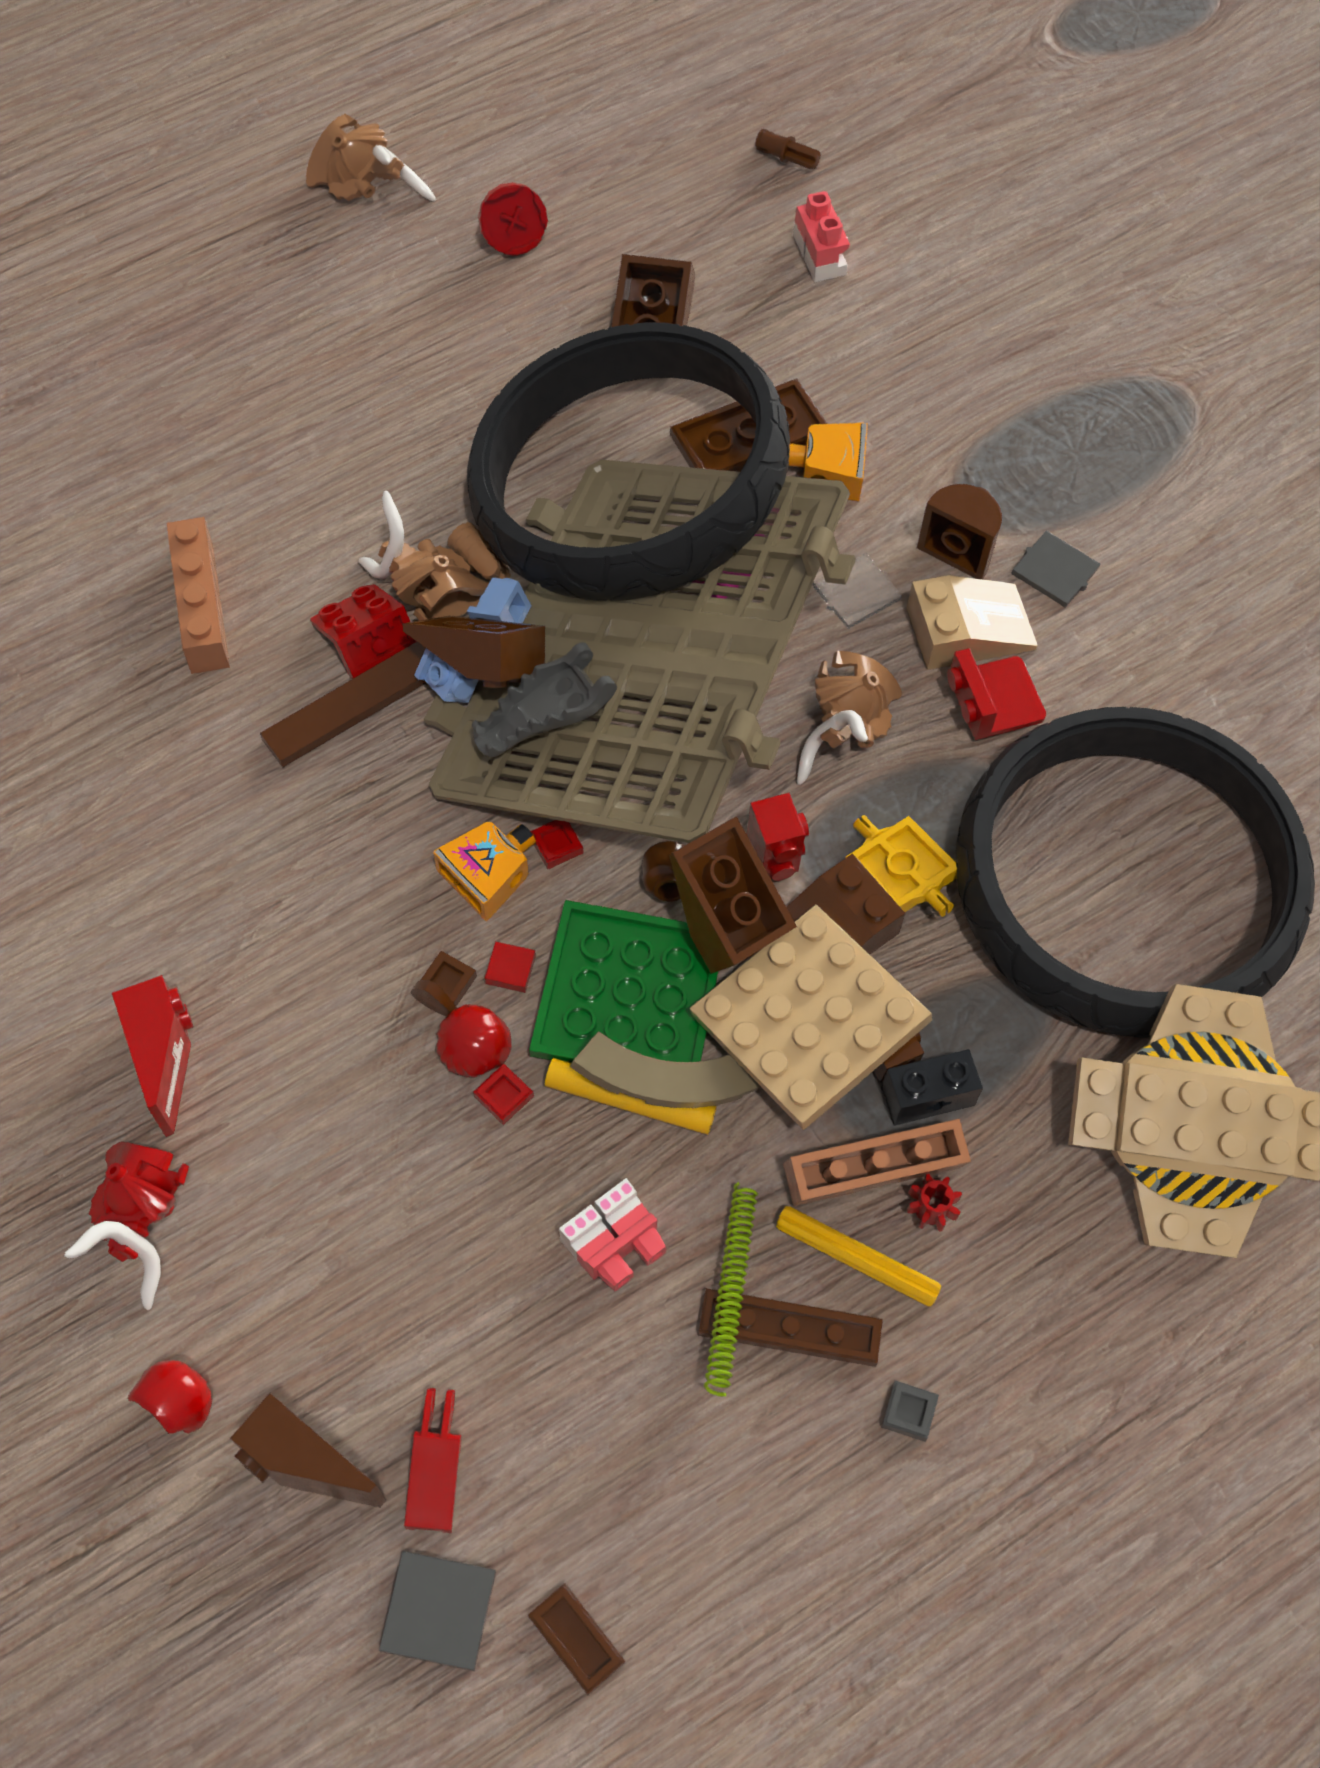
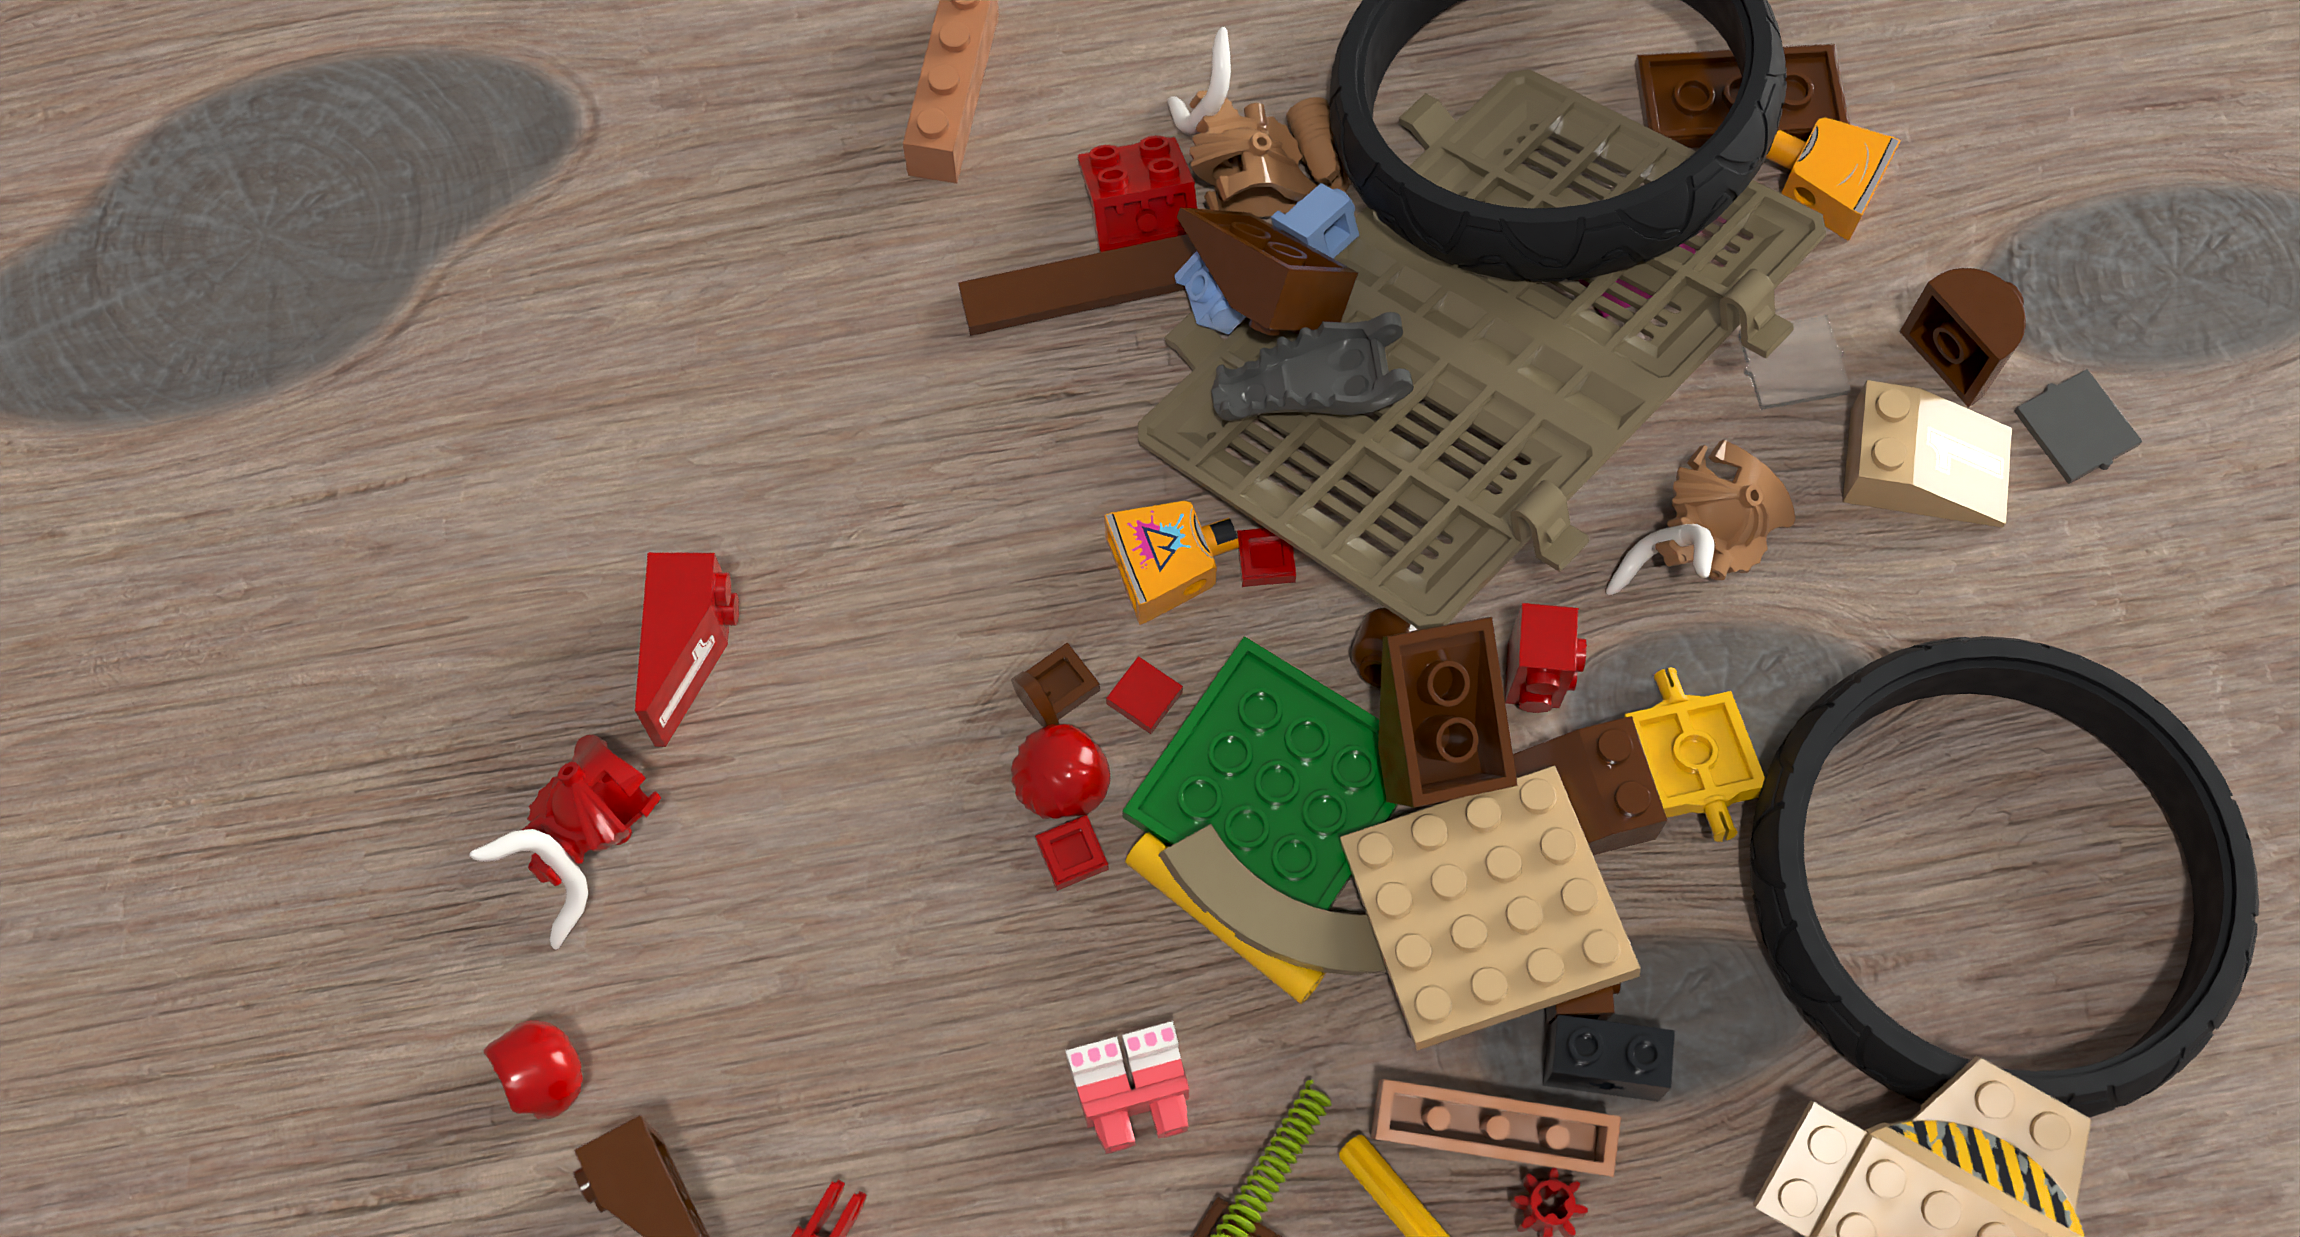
camera: 25 degrees right, 5 degrees up
(995, 694) = (1917, 570): red bracket -> none

